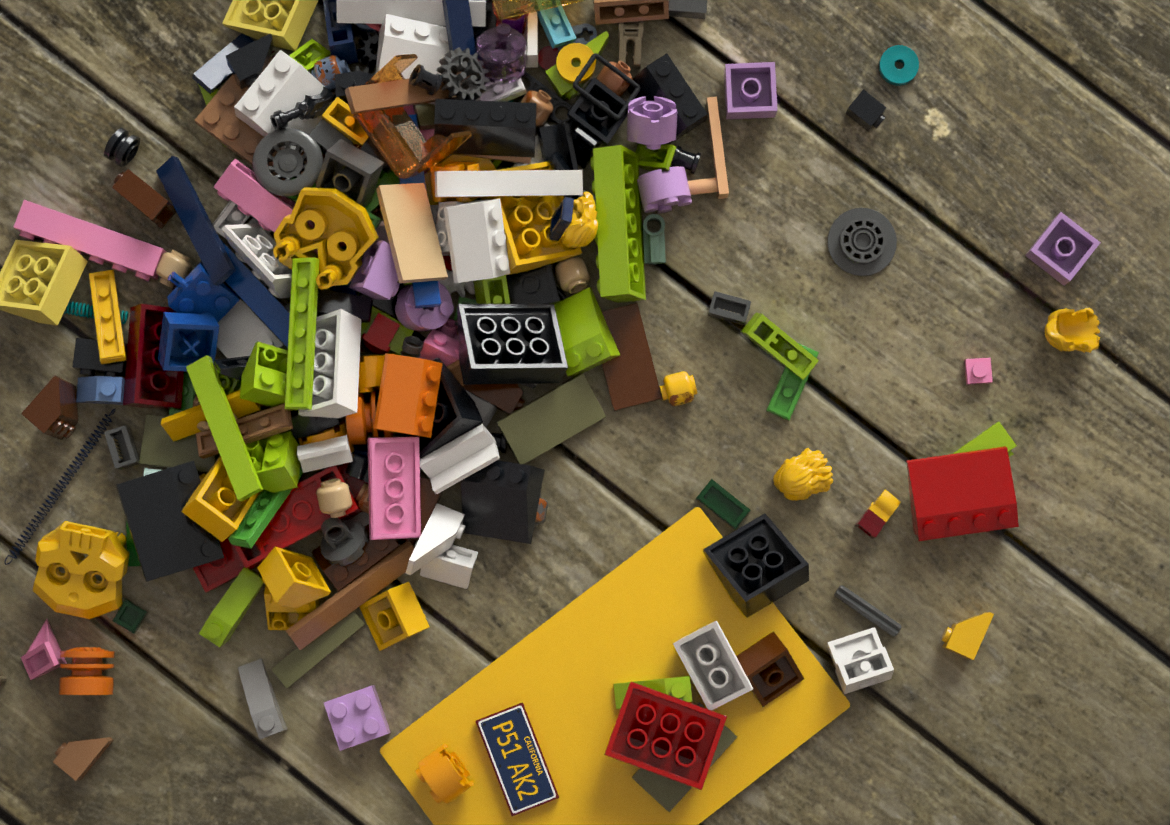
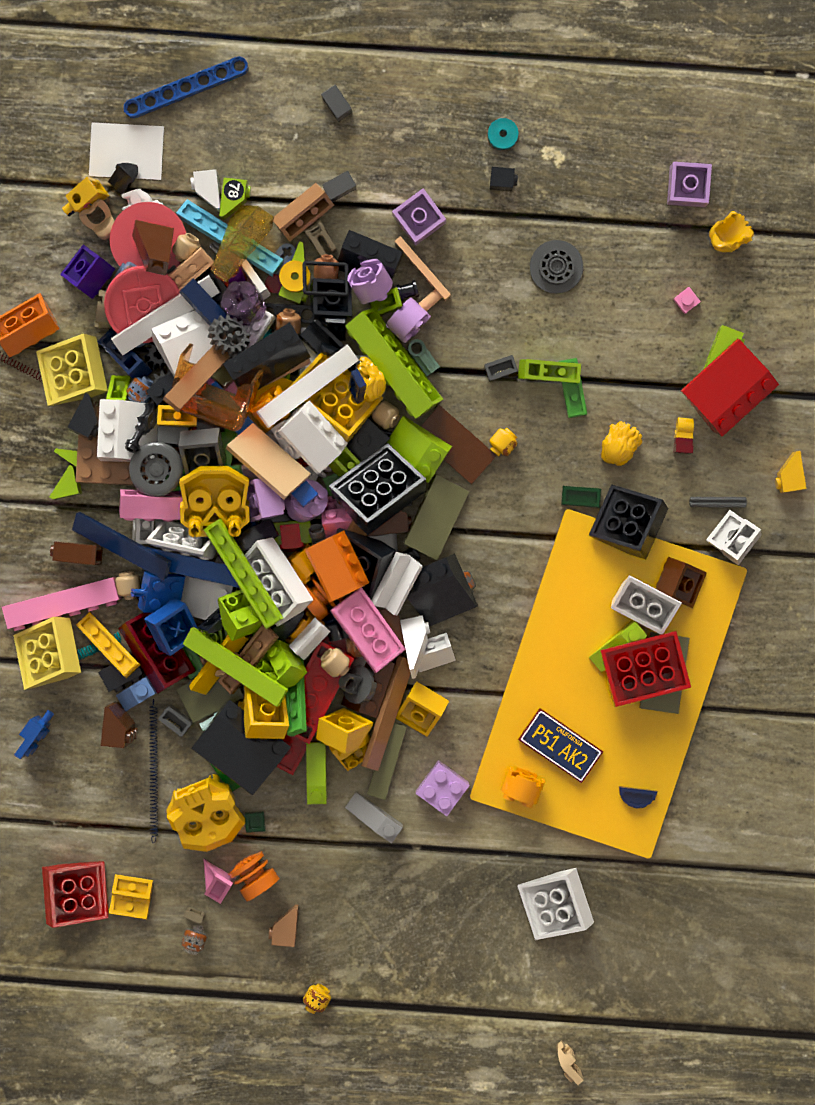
camera: 35 degrees left, 5 degrees up
(122, 147) = (39, 530): black wheel -> none
(183, 120) = (67, 486): none -> lime slope
(216, 70) = (66, 439): tile -> none
(425, 79) = (208, 355): black bush -> none

